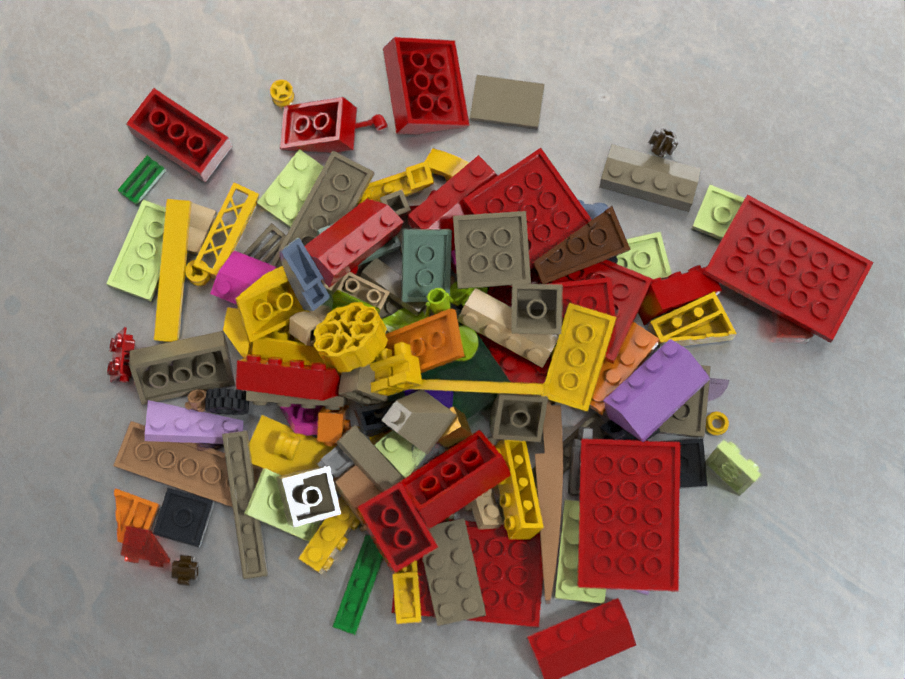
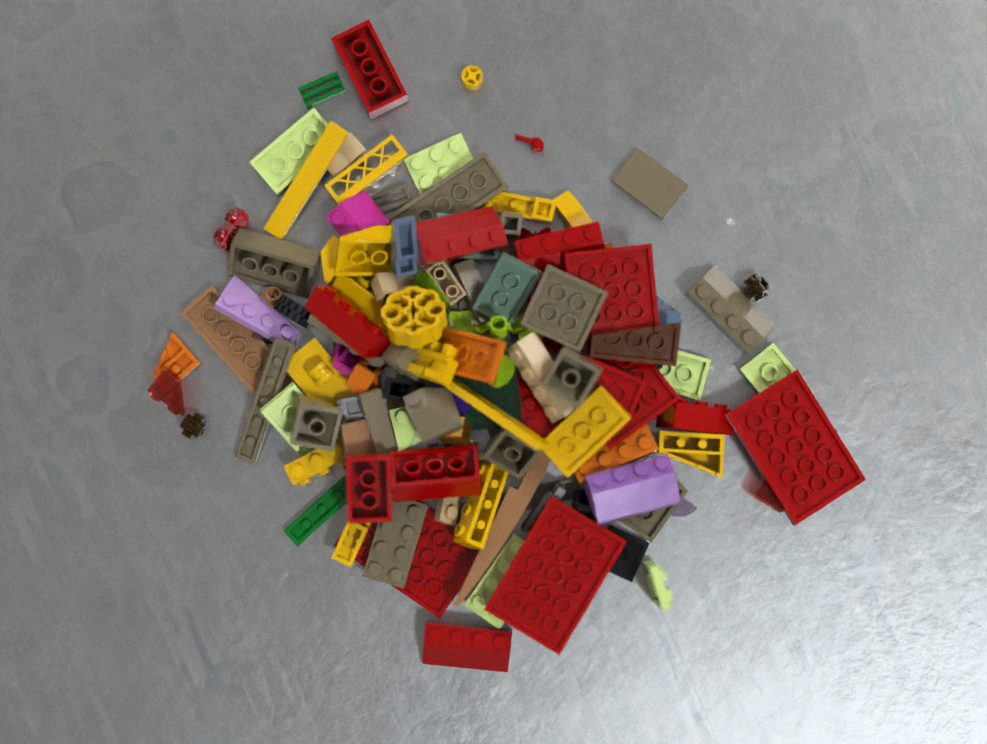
camera: 25 degrees right, 10 degrees up
(183, 517) = (213, 383): black plate -> none
(200, 278) = (325, 197): yellow wheel -> none
(319, 126) = (486, 122): red slope -> none
(425, 85) = (591, 134): red slope -> none
(722, 418) = (674, 536): yellow plate -> none

